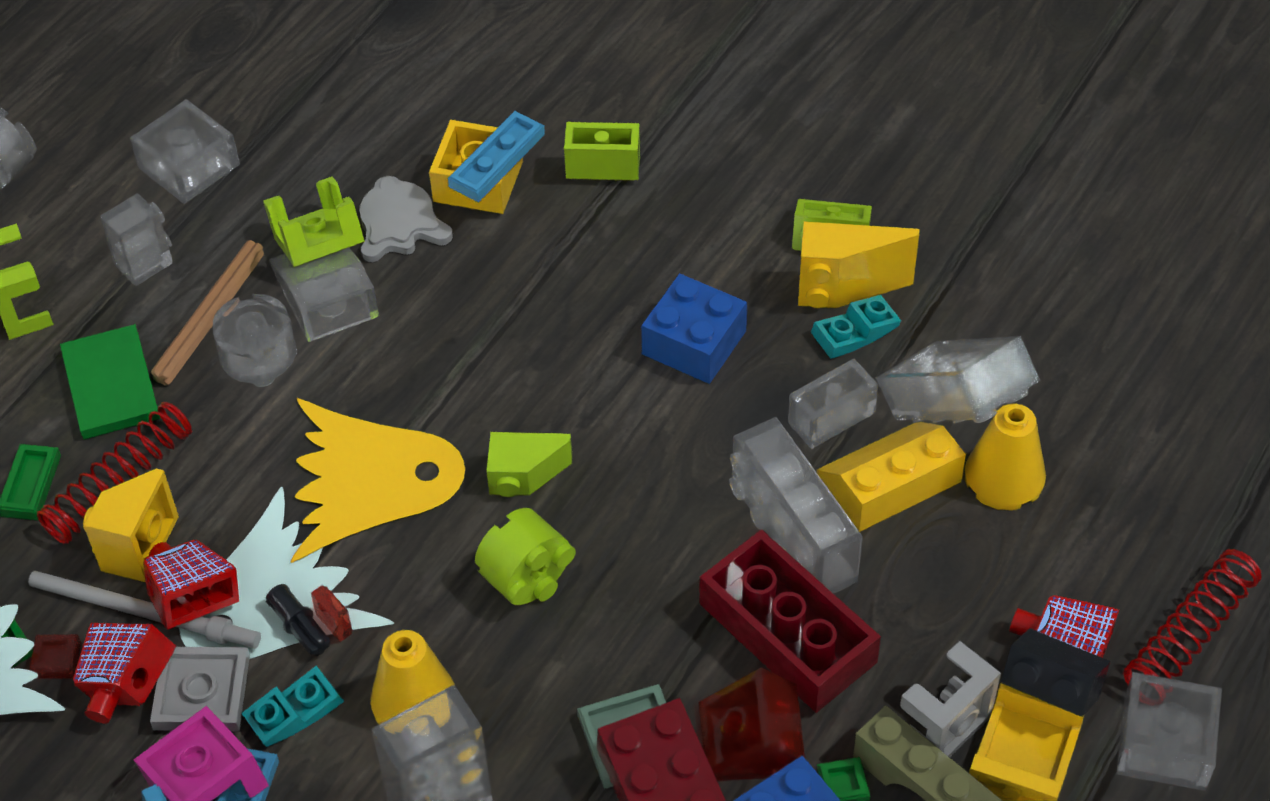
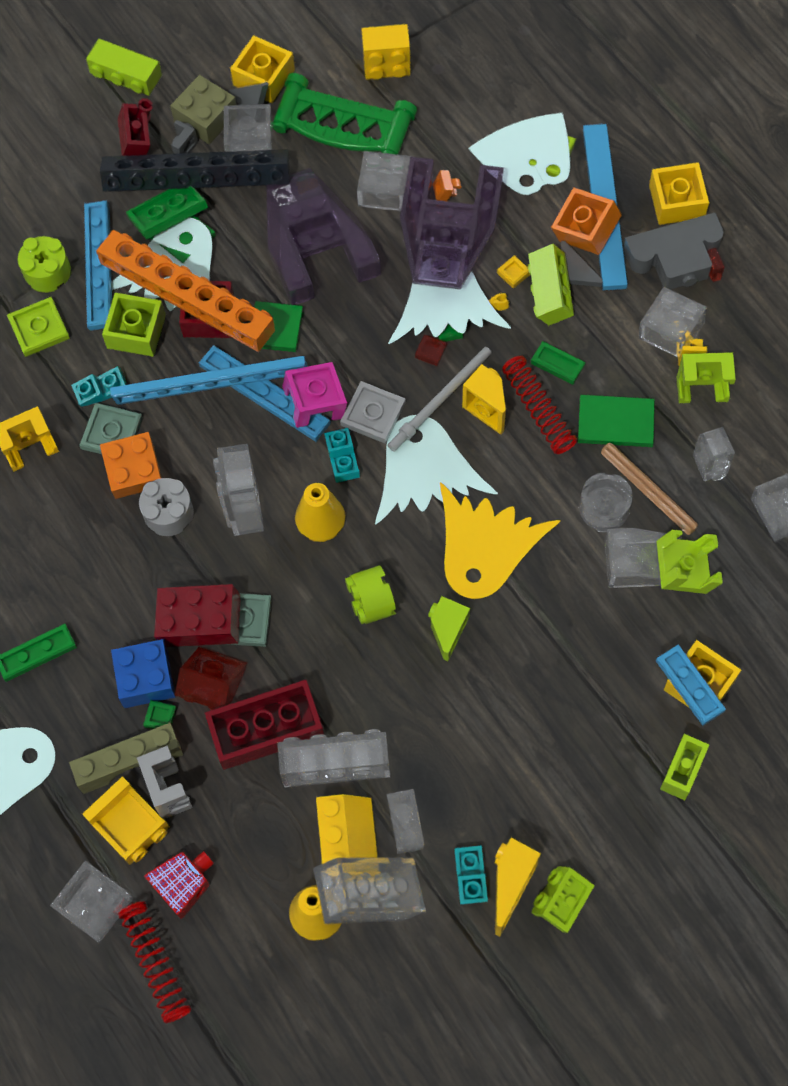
camera: 115 degrees right, 15 degrees up
(120, 666) = (400, 372): red torso -> none
(188, 581) = (440, 417): red torso -> none
(297, 619) = (394, 471): black axle -> none
(331, 612) = (388, 488): clear red tile -> none
(396, 217) = (685, 623): light grey tile -> none
(694, 328) = (506, 765): blue brick -> none
(1055, 672) = (151, 850): black brick -> none

